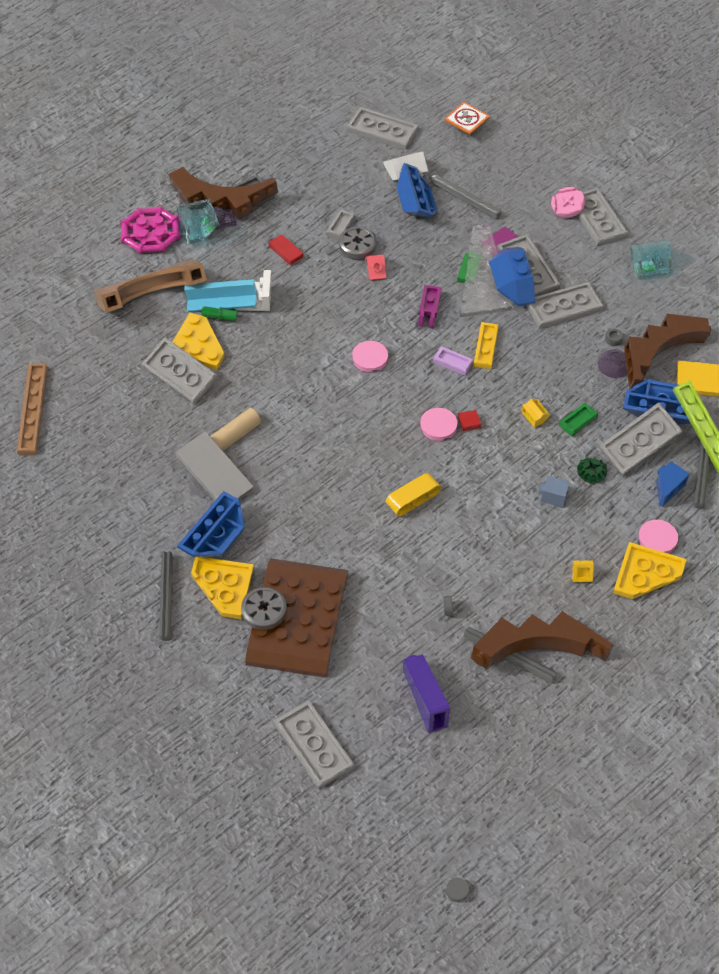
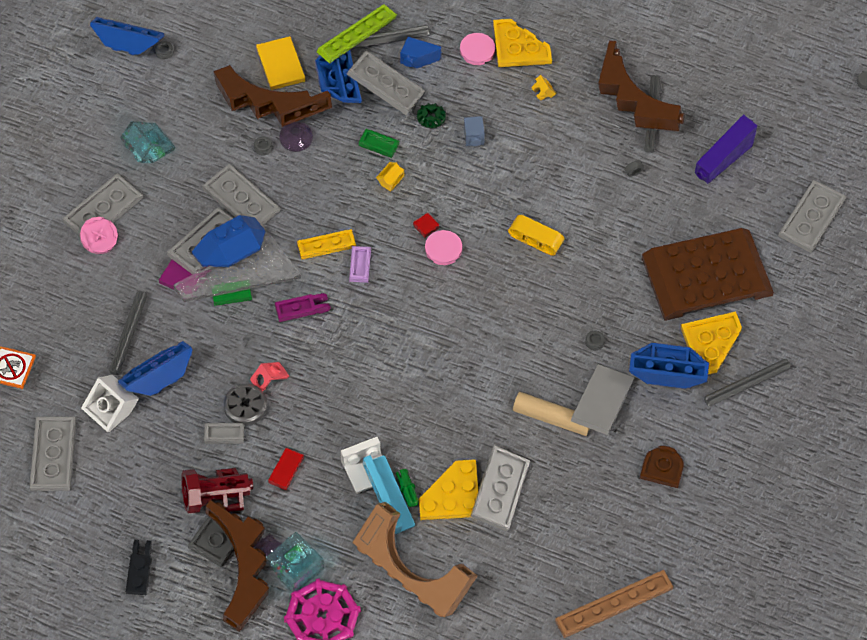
camera: 115 degrees left, 5 degrees up
(127, 494) = (663, 466): none -> reddish brown tile
(257, 146) = (139, 569): none -> black hinge
(267, 597) = (726, 297): flat silver wheel -> none
(280, 497) = (594, 340): none -> dark grey tile
(293, 182) = (228, 483): none -> dark red piece
(370, 356) = (391, 334): bright pink tile -> none

